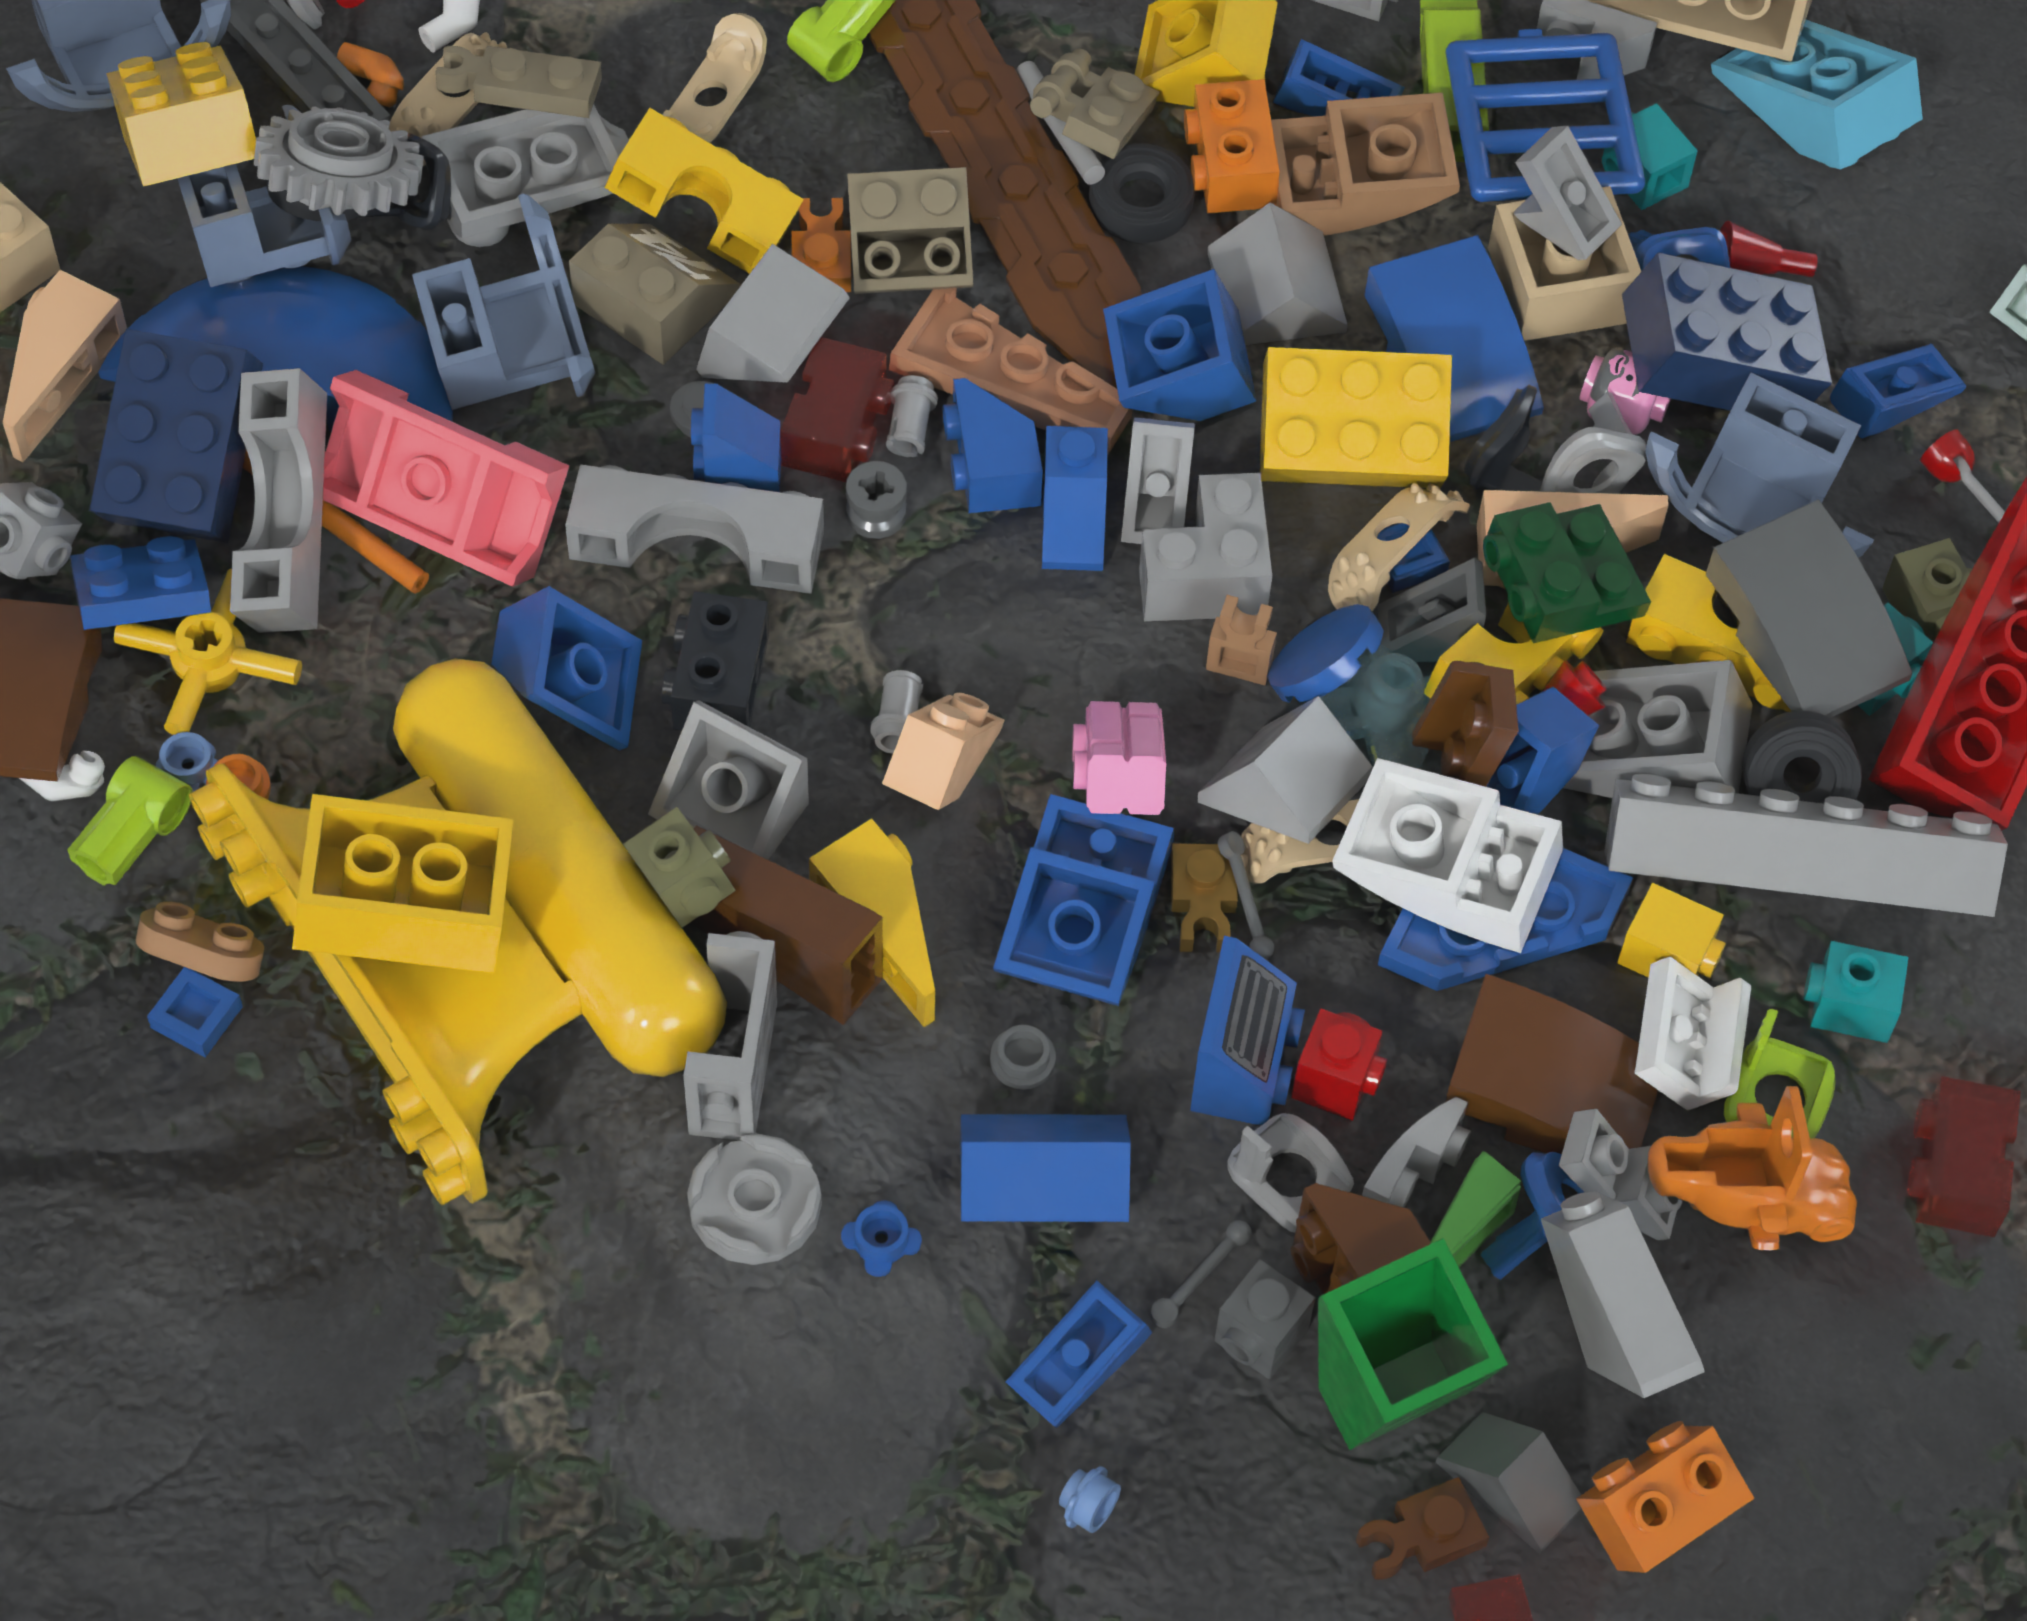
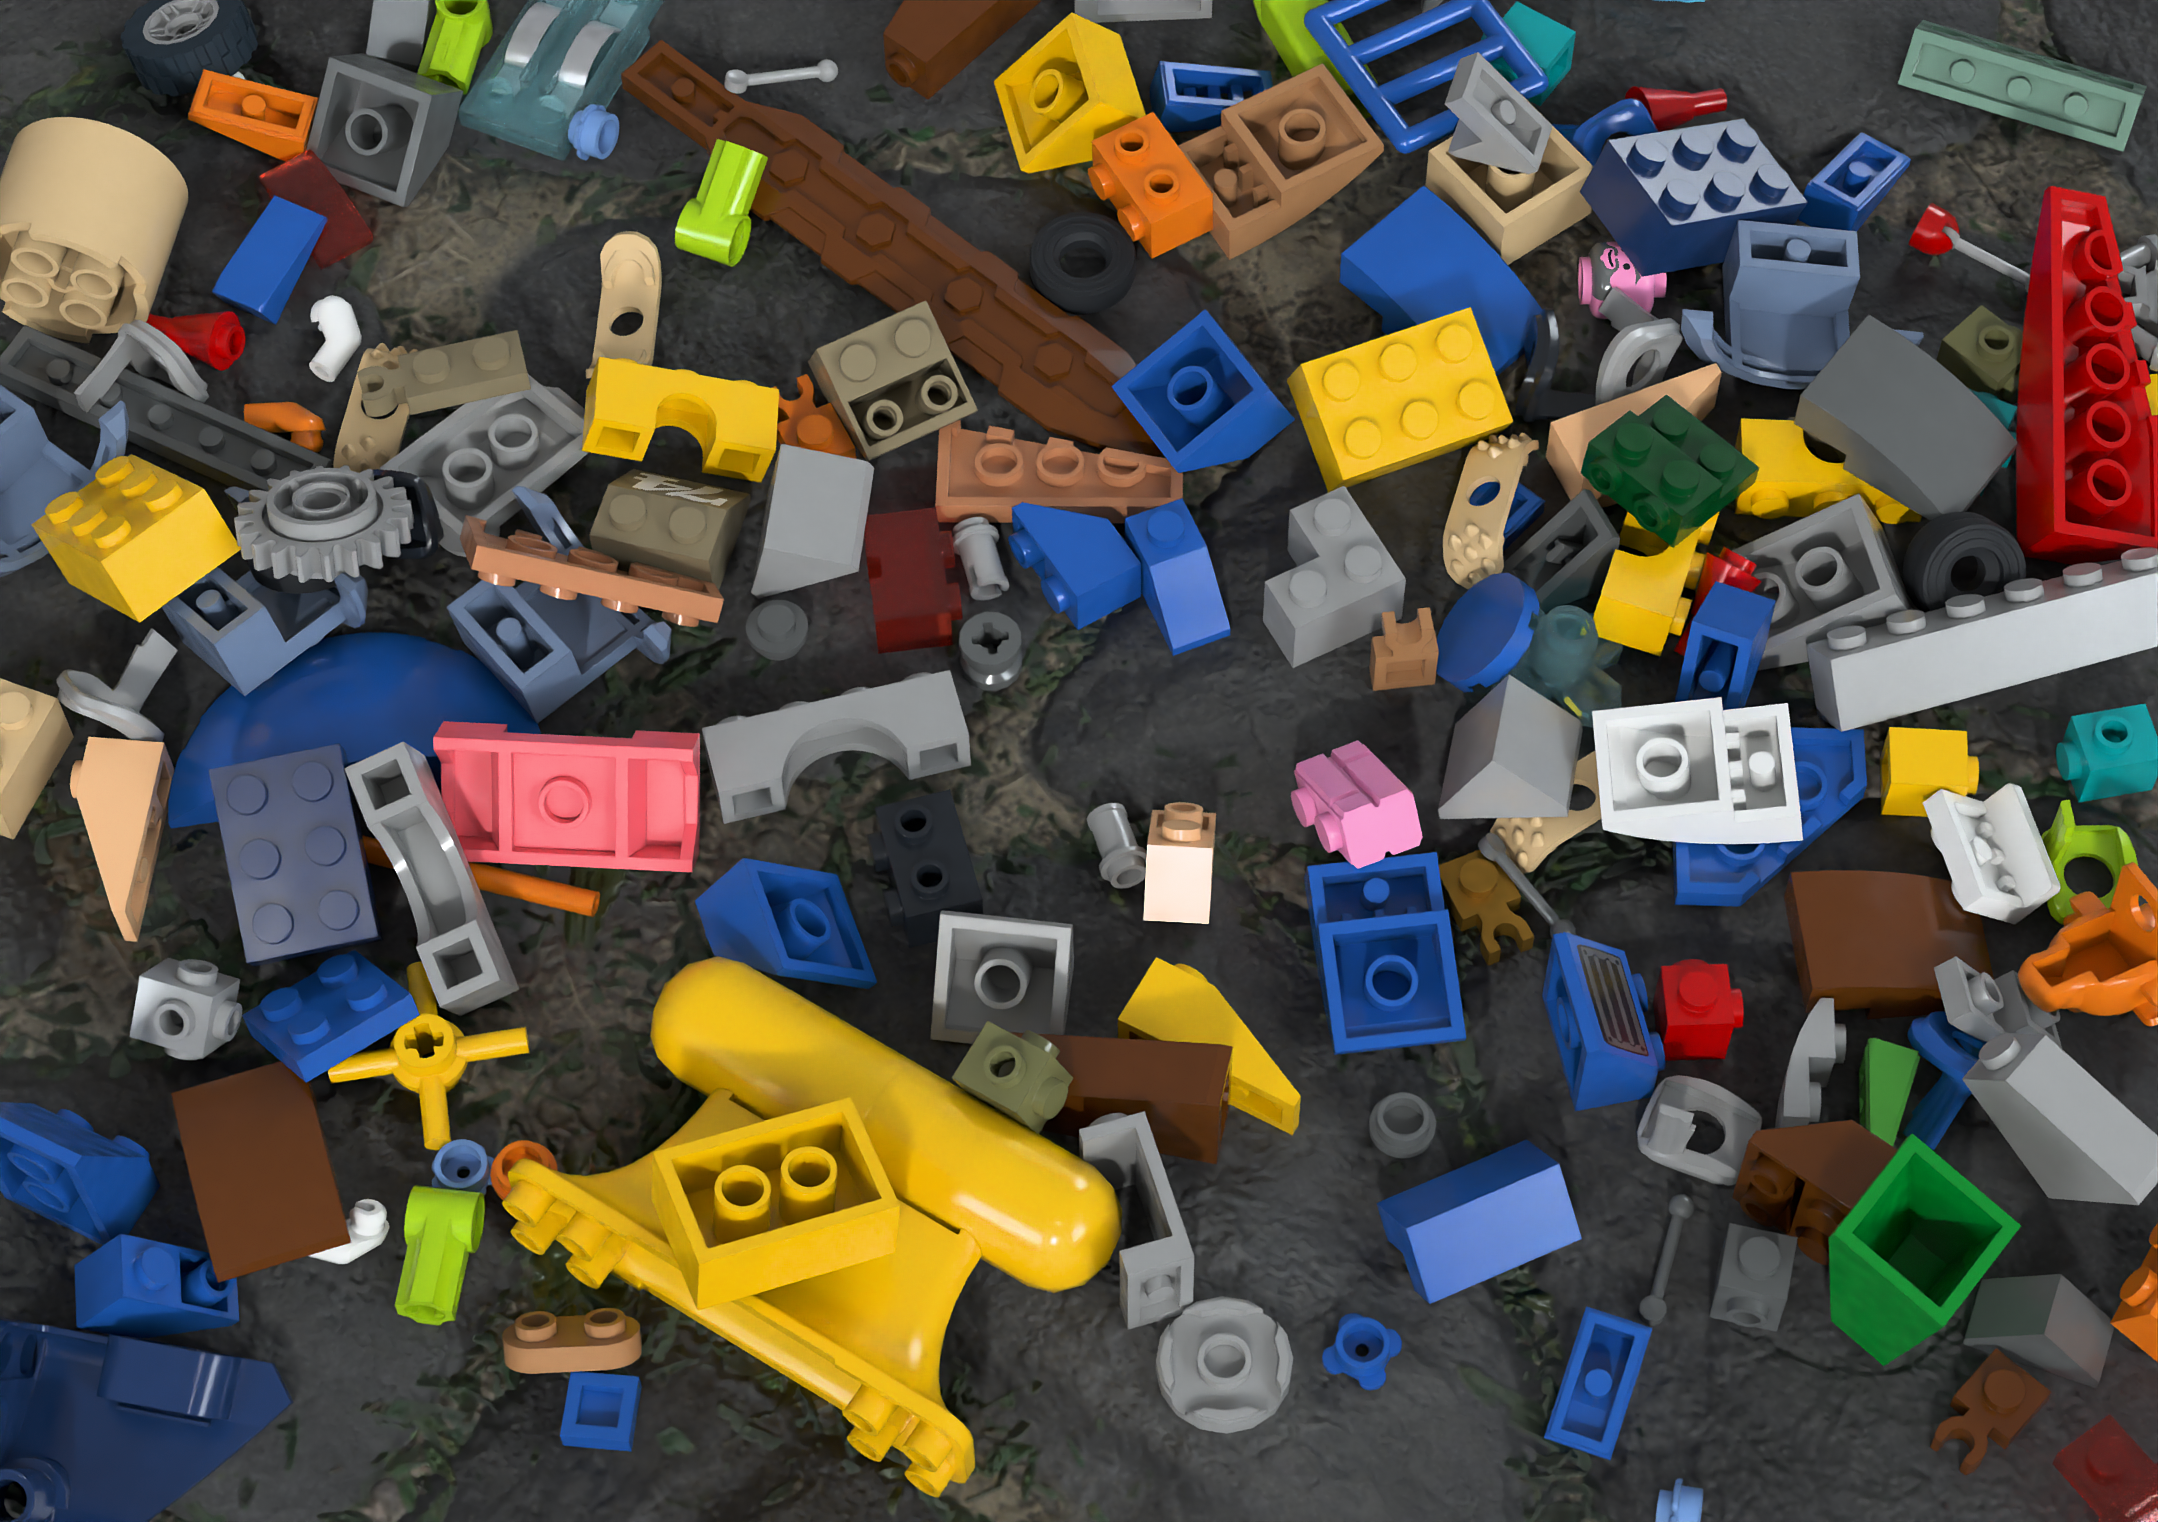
camera: 20 degrees left, 0 degrees up
(102, 258) = (122, 704): none -> light grey piece
(548, 291) = (589, 573): none -> nougat wing
(735, 442) = (838, 650): blue slope -> none
(1080, 155) = (976, 225): light grey bar -> none
(1096, 108) = (1007, 194): dark tan plate -> none
(1157, 476) = (1245, 529): light grey slope -> none
(1279, 277) = (1250, 294): light grey slope -> none
(1470, 720) = (1663, 643): reddish brown bracket -> none

